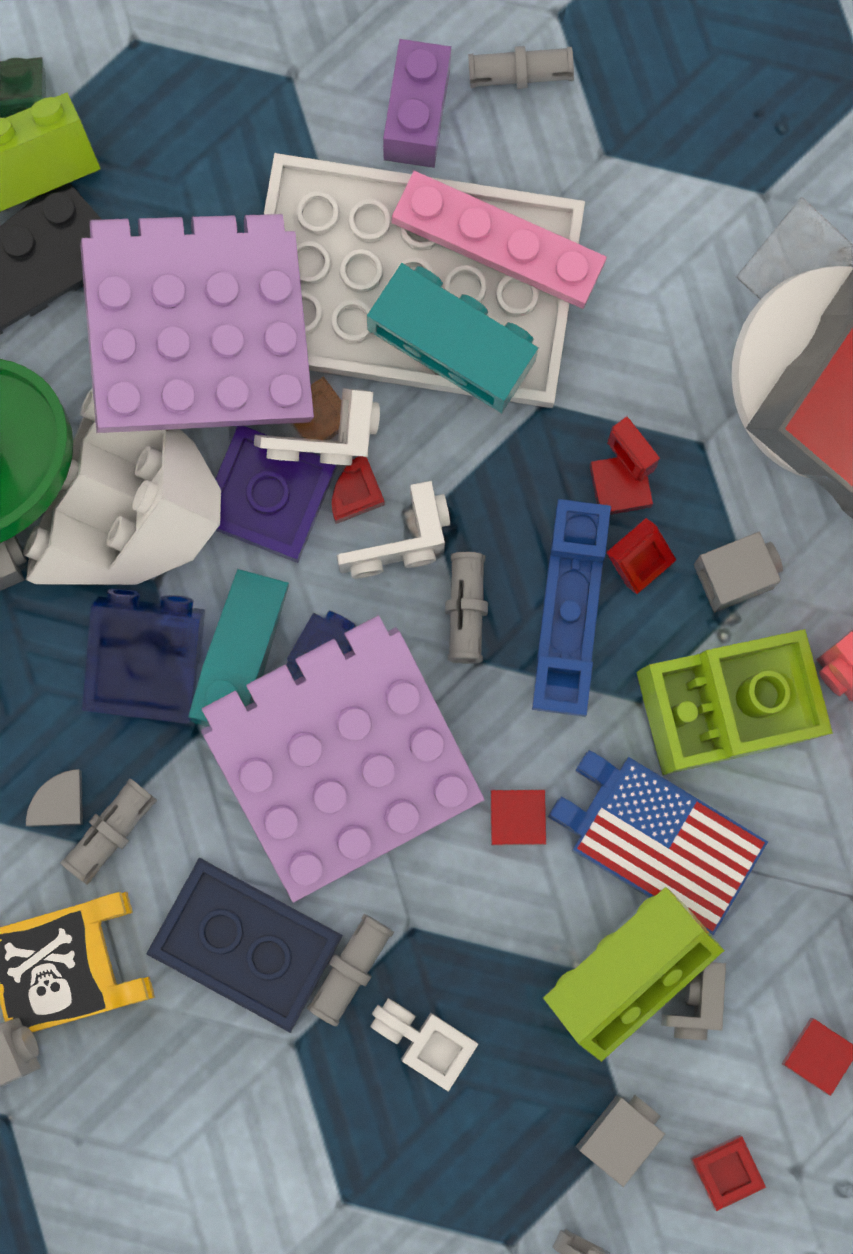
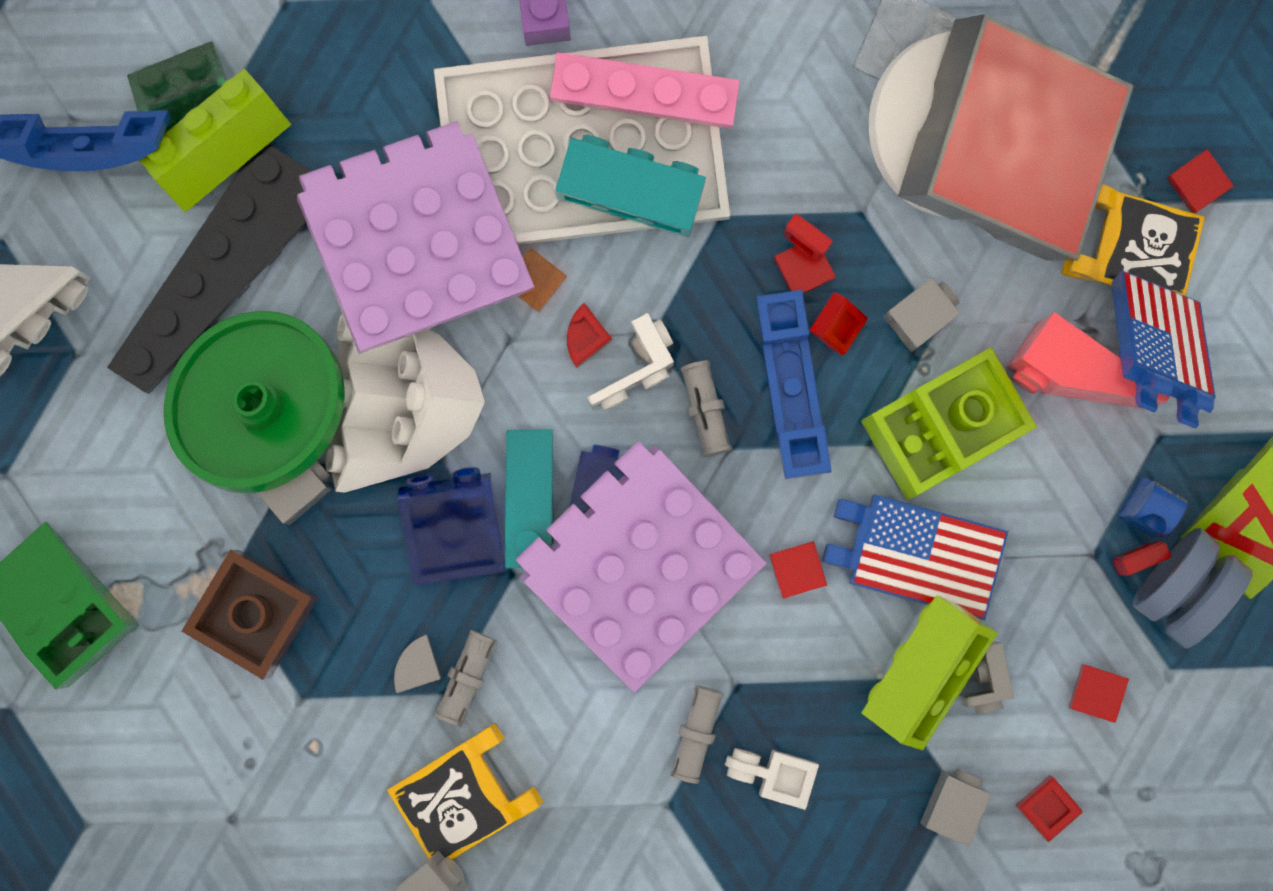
camera: 15 degrees left, 5 degrees up
(244, 945) = (604, 738): dark blue tile -> none
(270, 499) = (516, 357): dark purple tile -> none
(357, 421) = (571, 279): white bracket -> none

